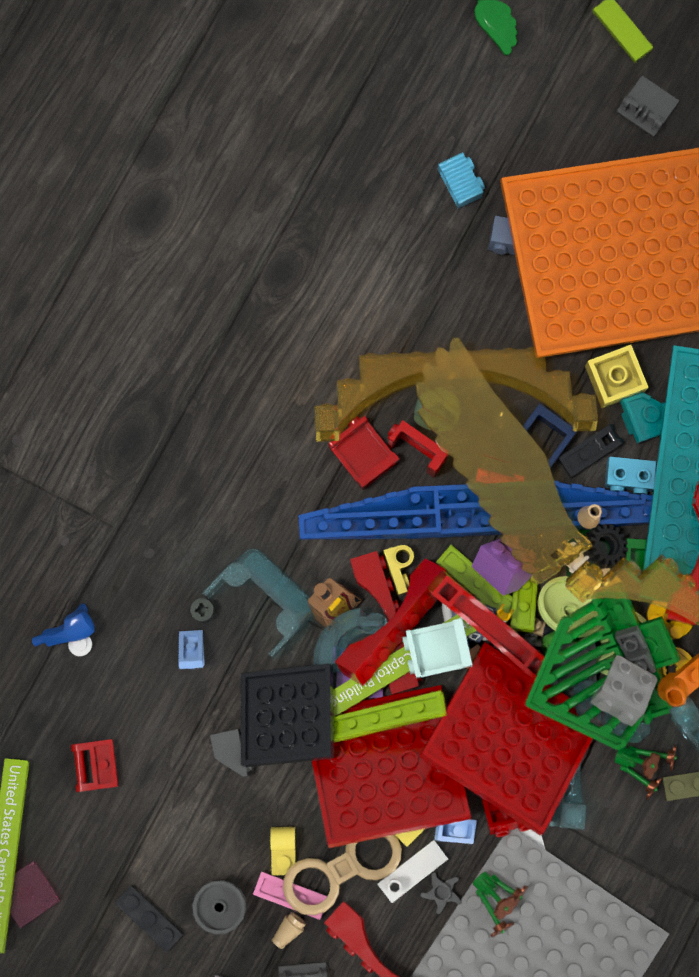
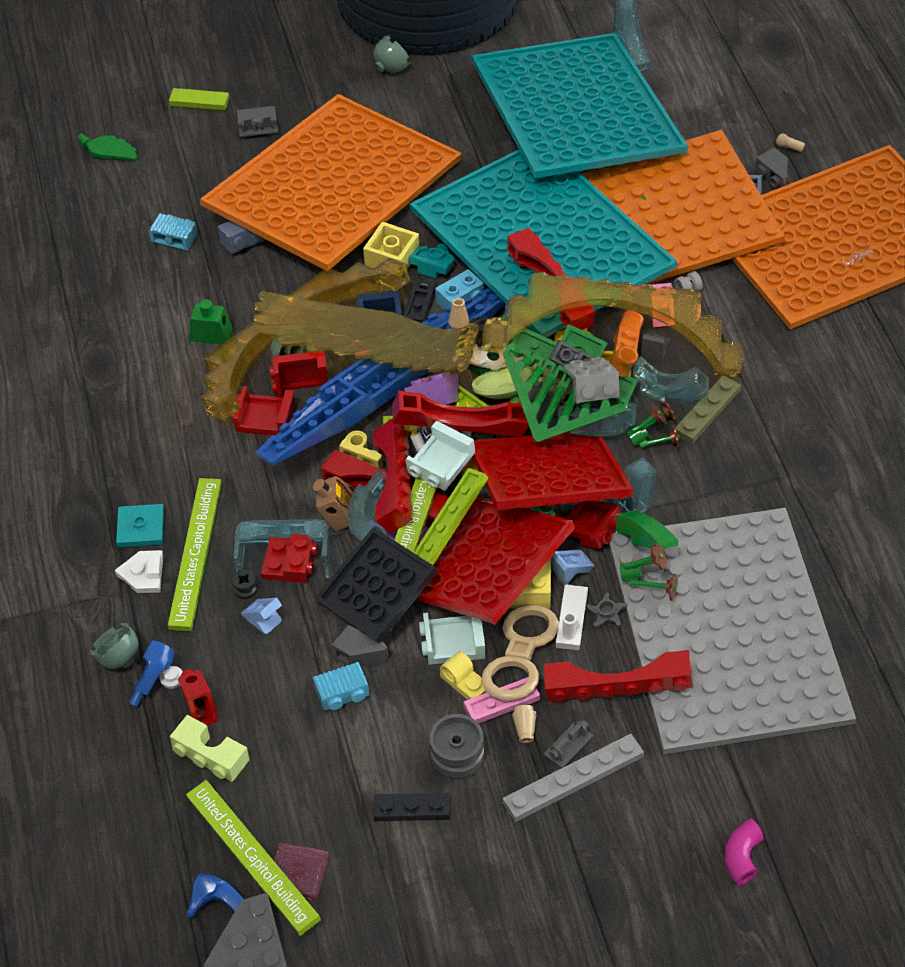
camera: 40 degrees left, 30 degrees down
(44, 717) = (223, 760): none -> yellowish green arch
(57, 584) = (116, 647): none -> sand green cylinder
(76, 693) = (194, 687): none -> red torso
(102, 765) = (267, 735): red plate -> none
(141, 524) = (143, 571): none -> white plate
(176, 476) = (140, 525): none -> teal plate
(188, 773) = (341, 686): none -> medium azure brick
(194, 543) = (195, 555): none -> lime tile
(254, 616) = (289, 559): none -> red plate
(301, 805) = (450, 635): none -> light aqua panel
(398, 321) = (209, 324): none -> green torso
(529, 865) = (644, 530): none -> green slope

